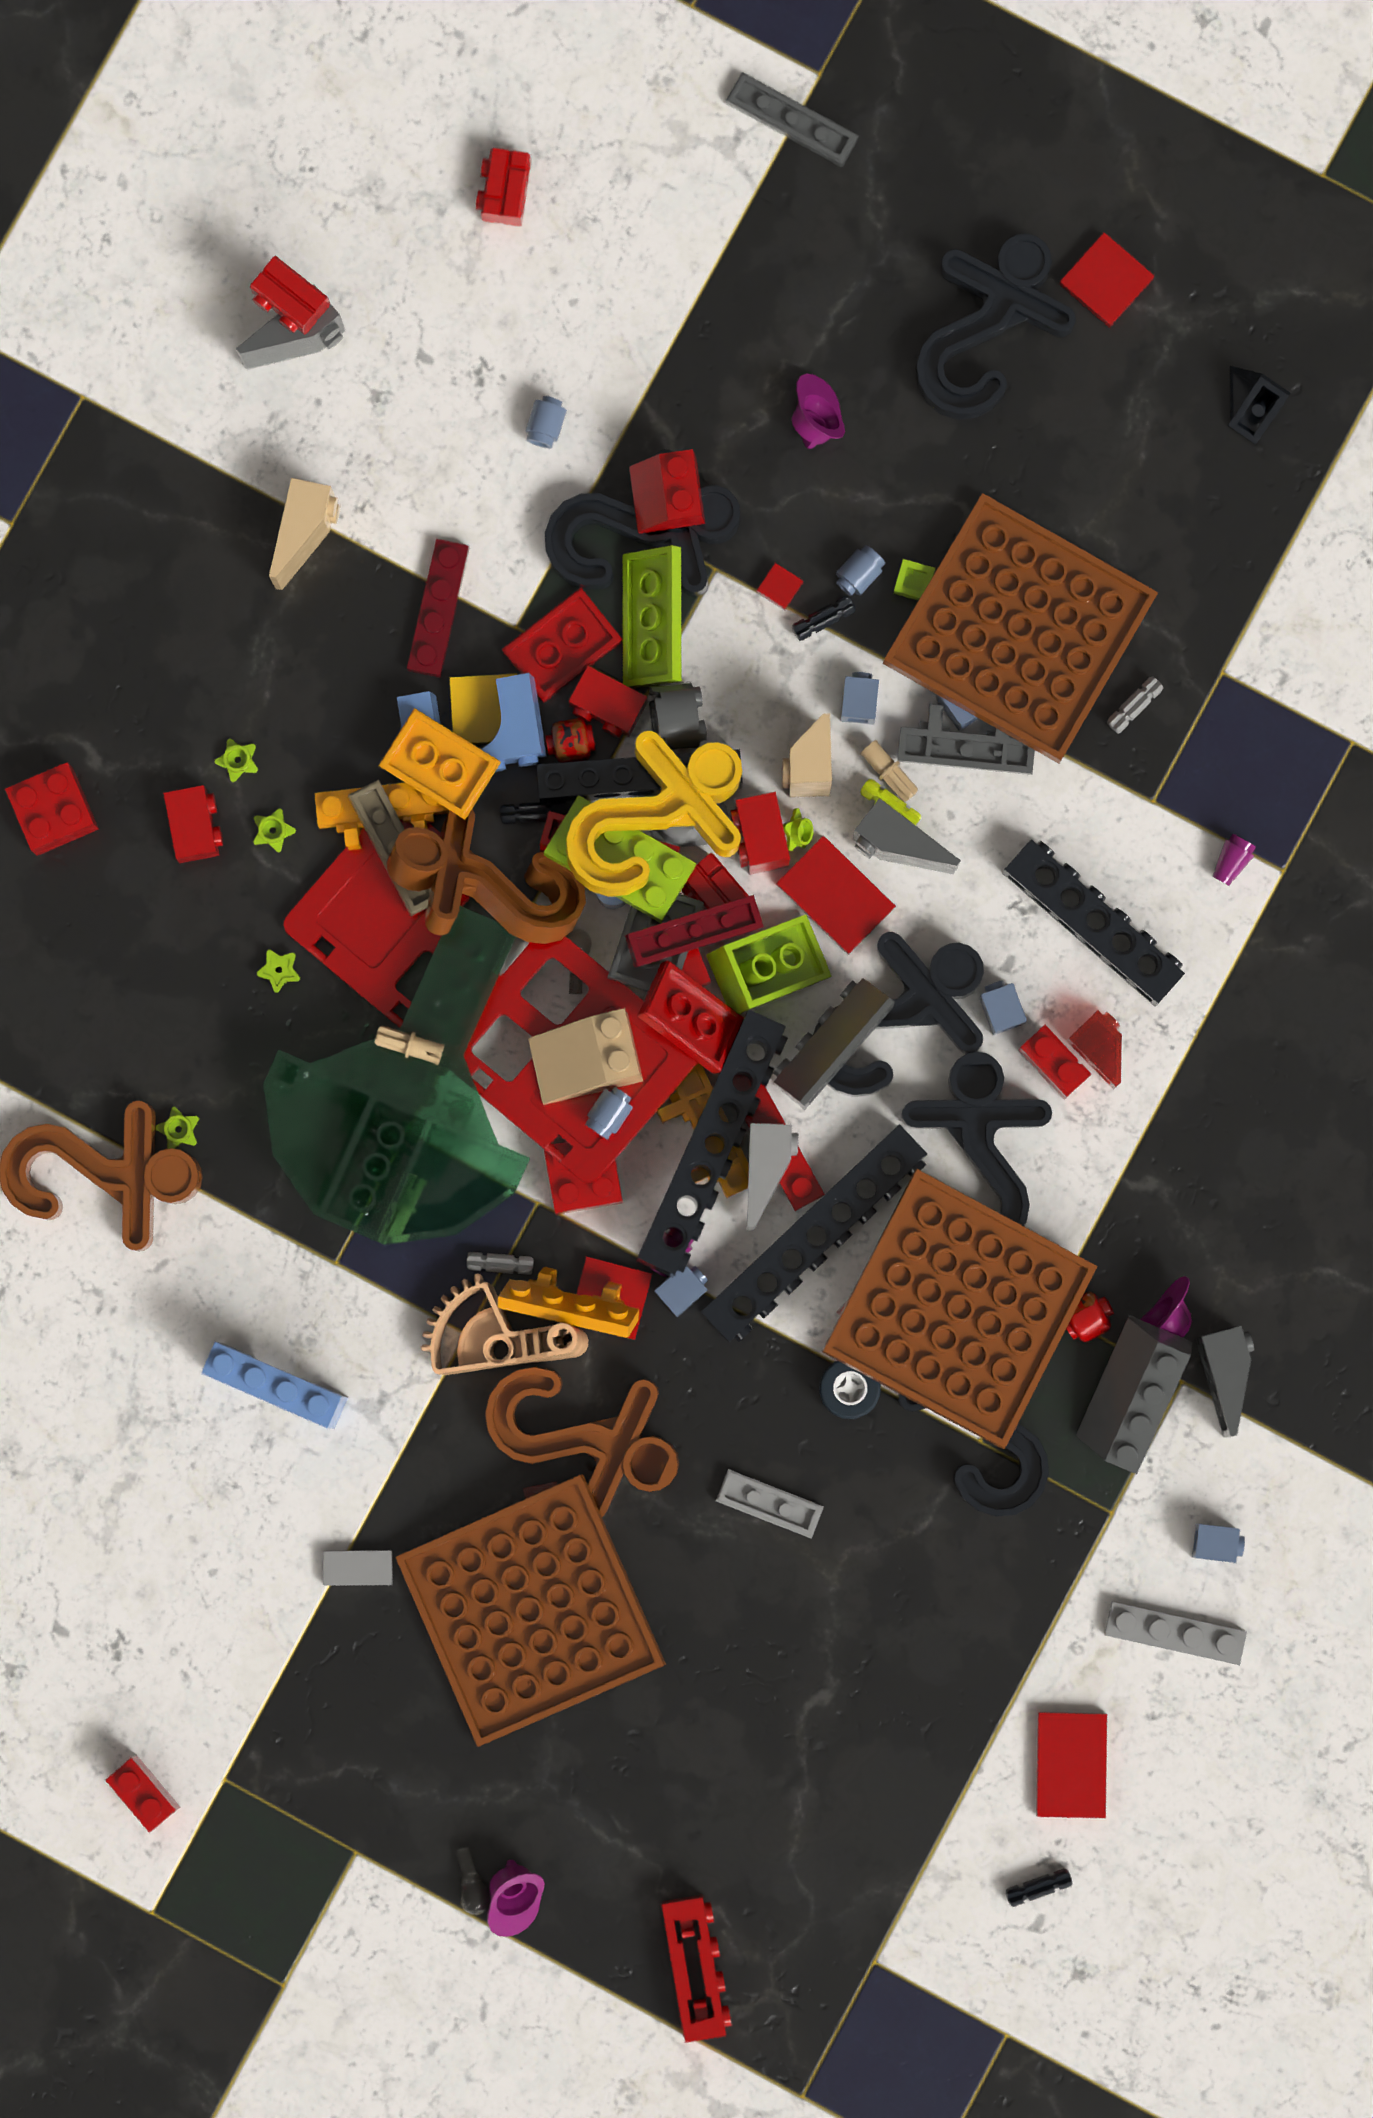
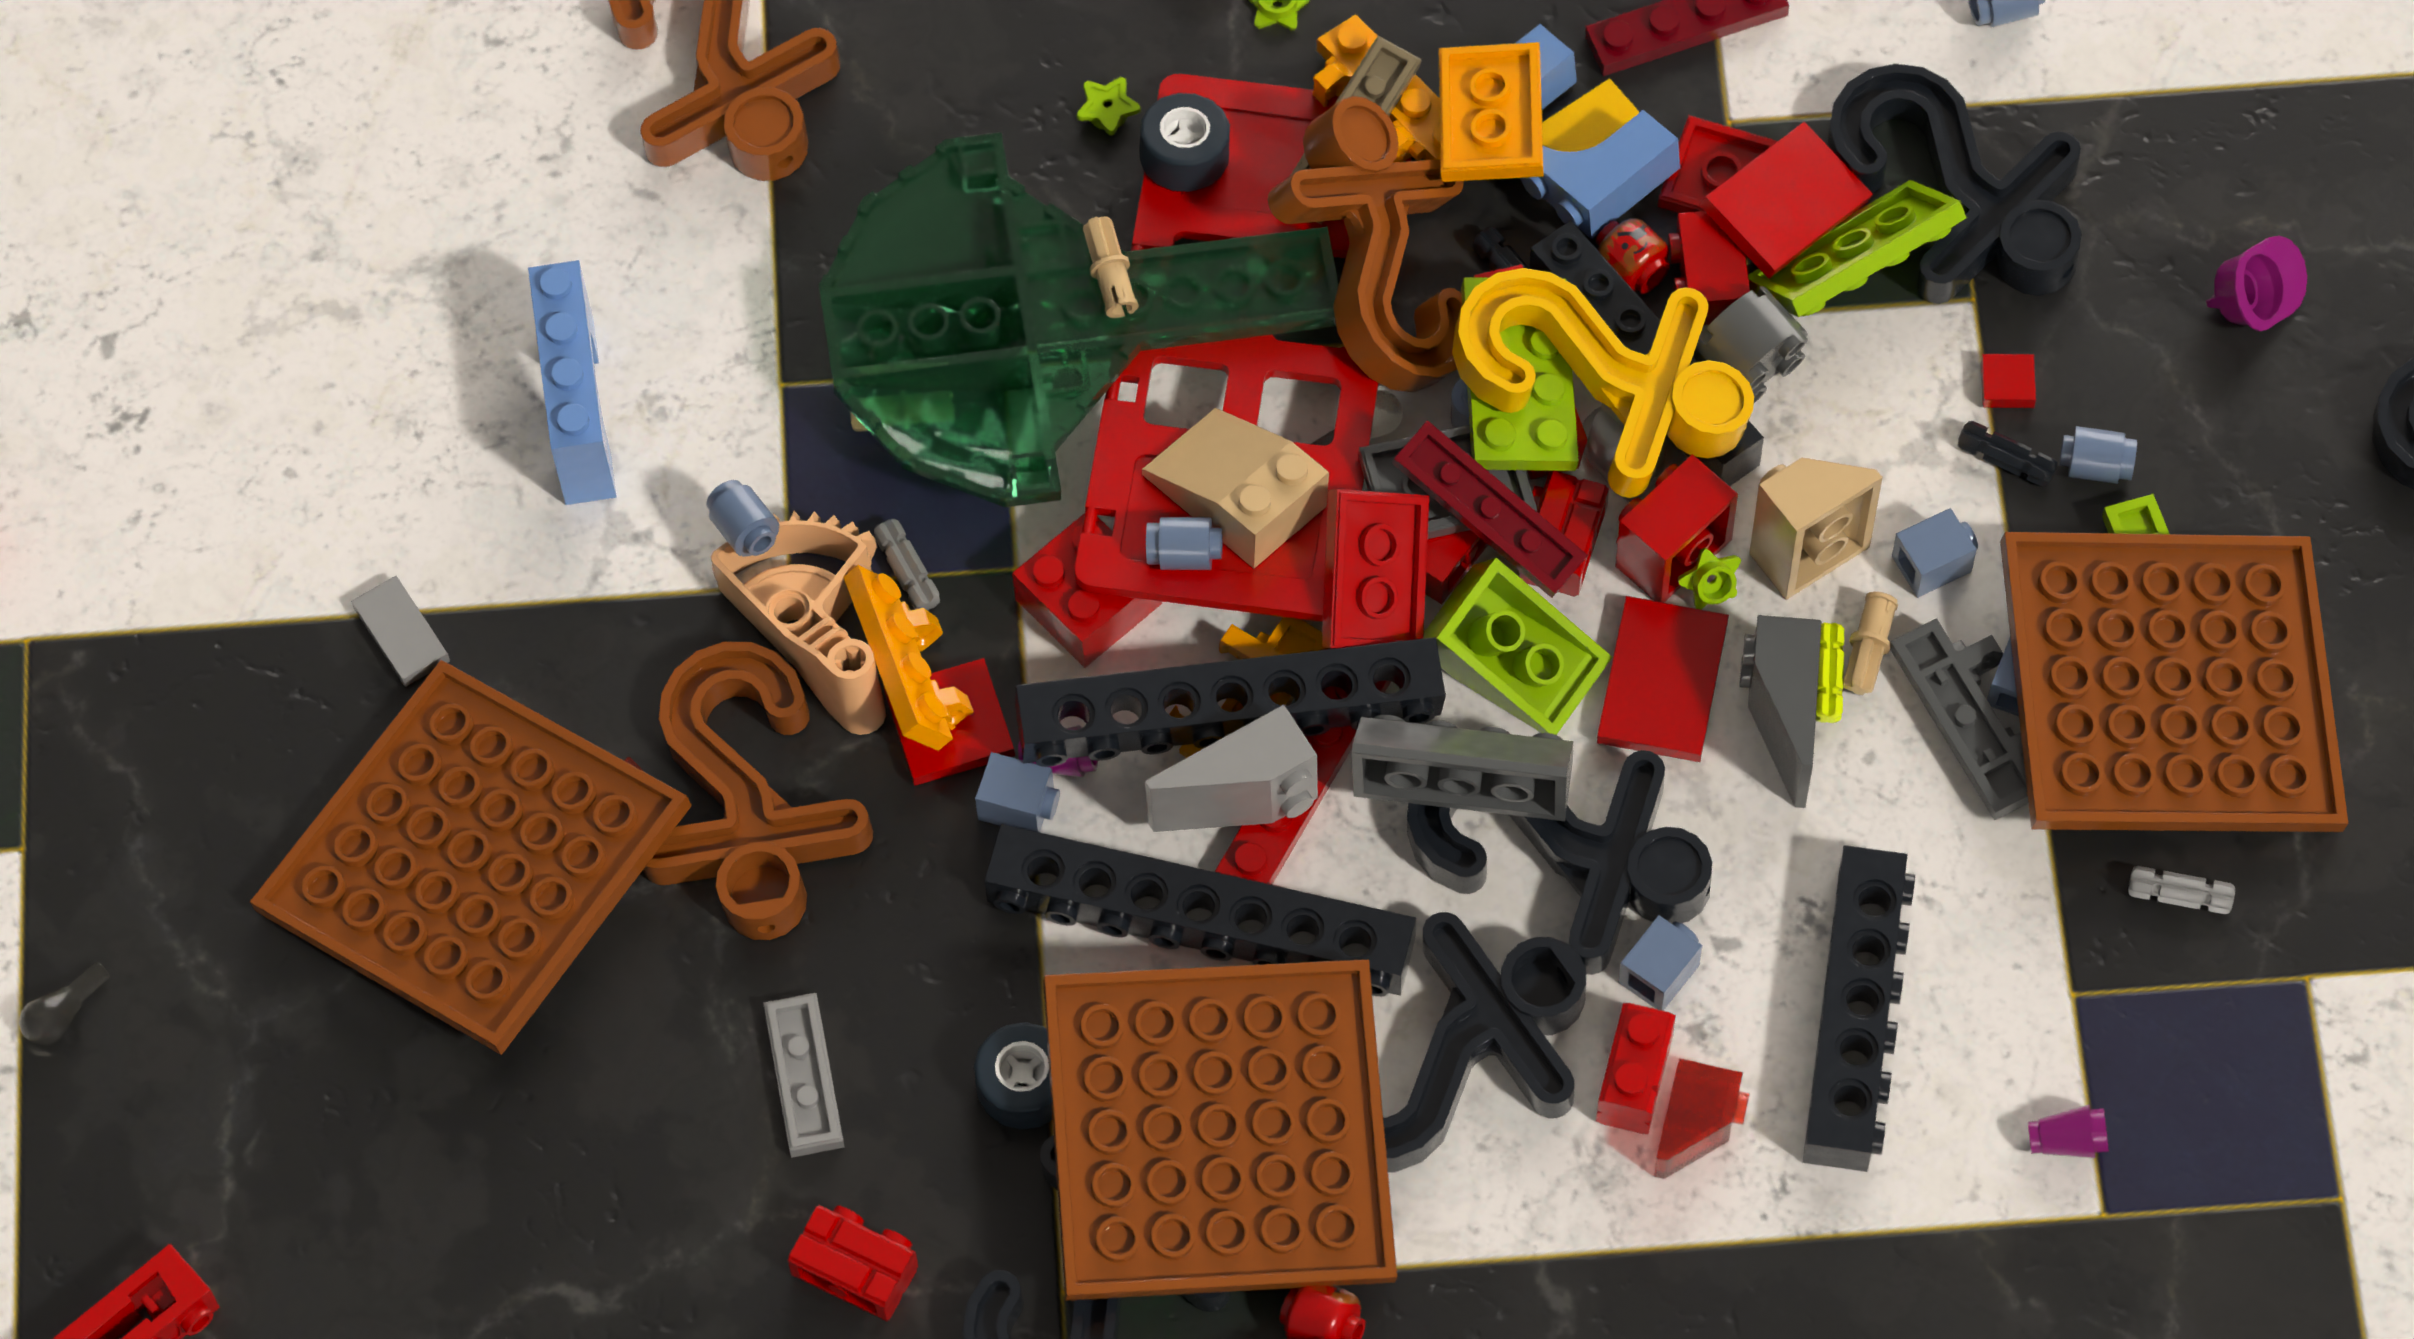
camera: 55 degrees right, 20 degrees down
(176, 1119) = (832, 101): lime plate -> none
(334, 937) = (1184, 142): none -> black wheel
(428, 1343) = (742, 518): none -> sand blue brick
(514, 1899) = (66, 1063): magenta piece -> none
(598, 635) = (1786, 199): none -> red tile
(667, 492) = (2027, 165): red slope -> none
(898, 1543) = (854, 1261): none -> red brick

